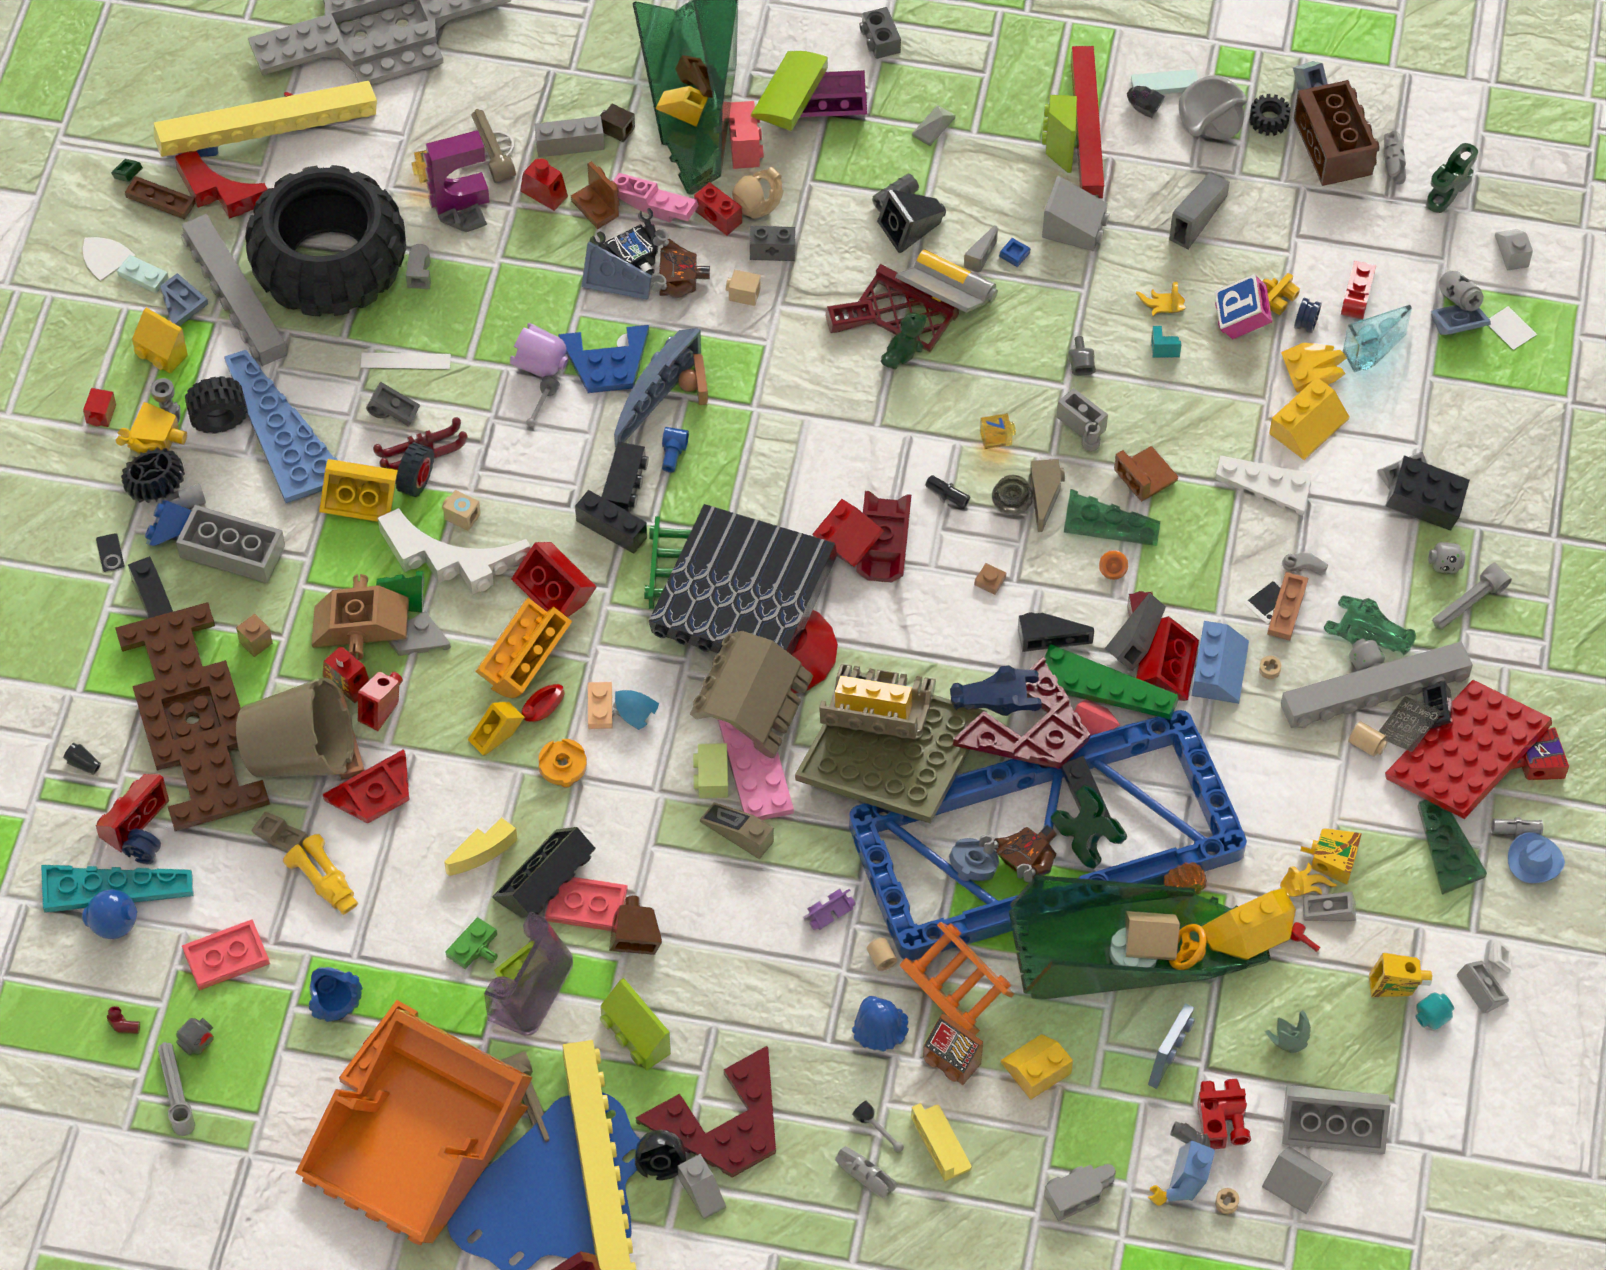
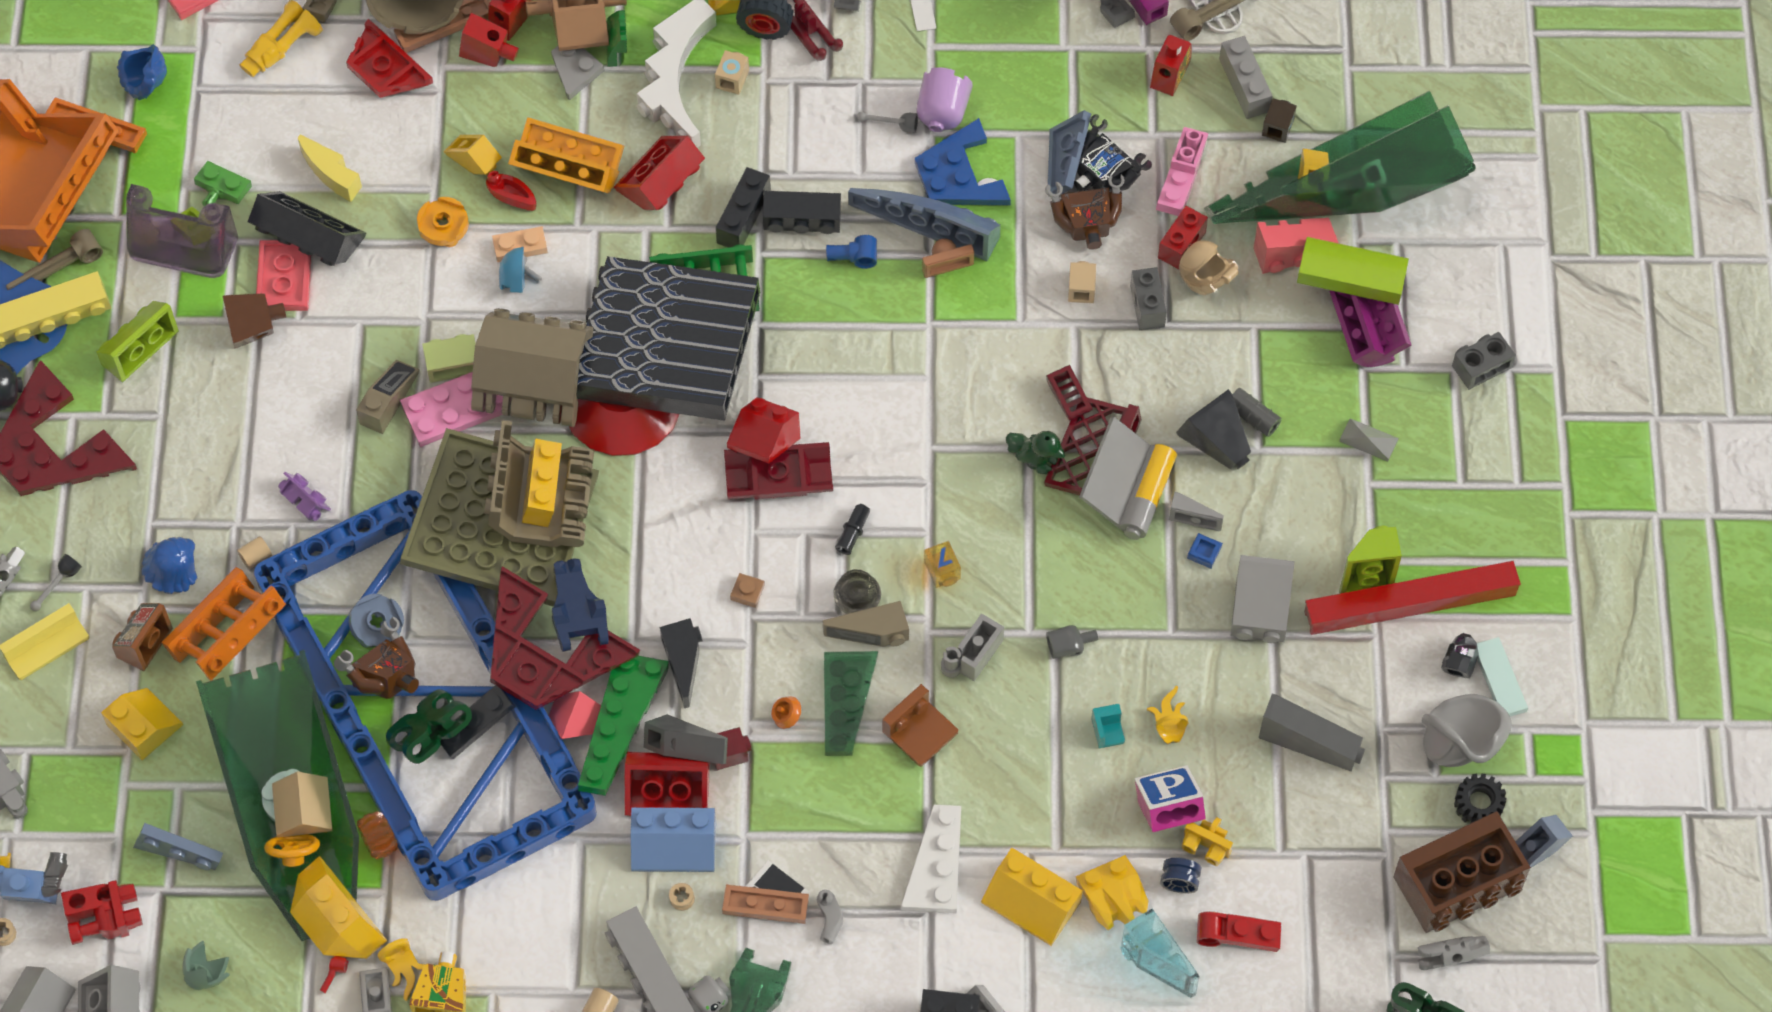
camera: 80 degrees right, 5 degrees up
(599, 198) = (1166, 120): dark orange bracket -> none

